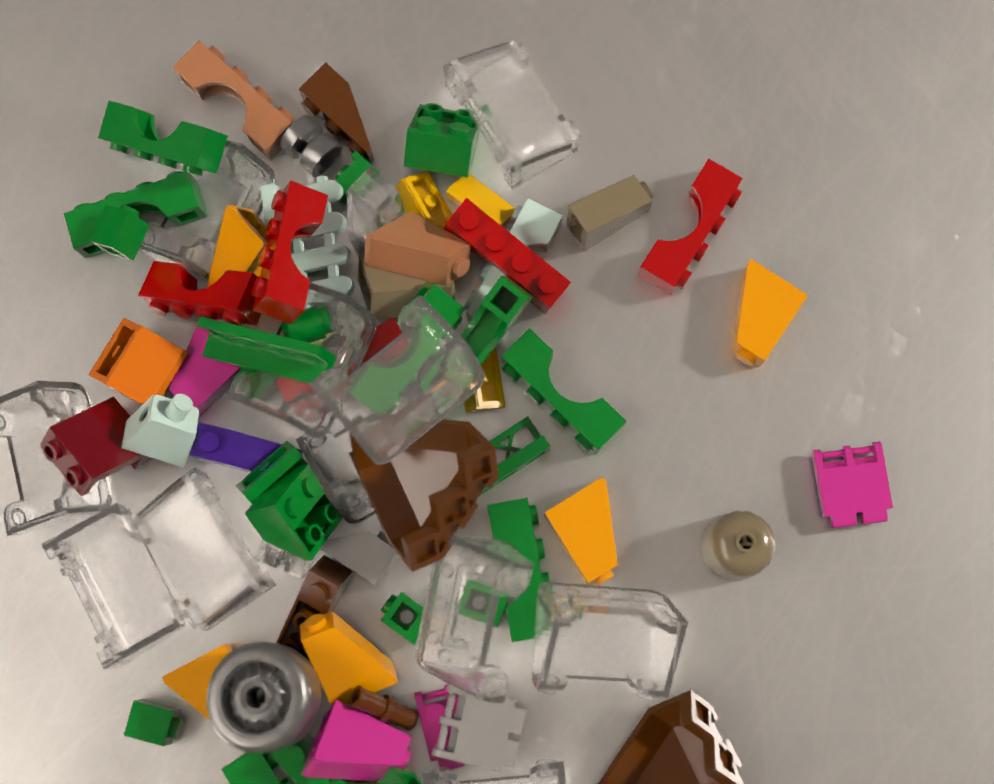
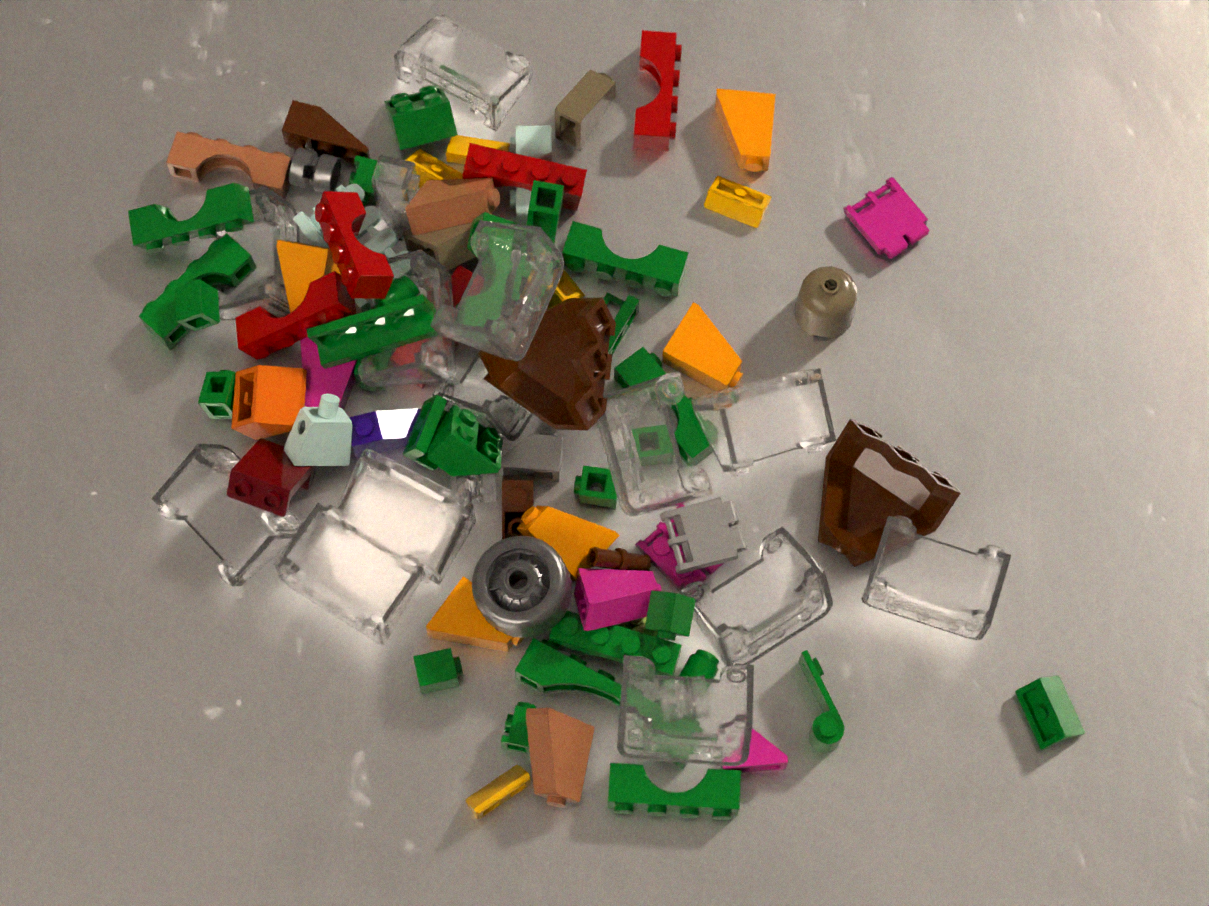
camera: 35 degrees left, 10 degrees down
(99, 327) = (218, 394): none -> green brick
(709, 385) = (737, 201): none -> yellow slope

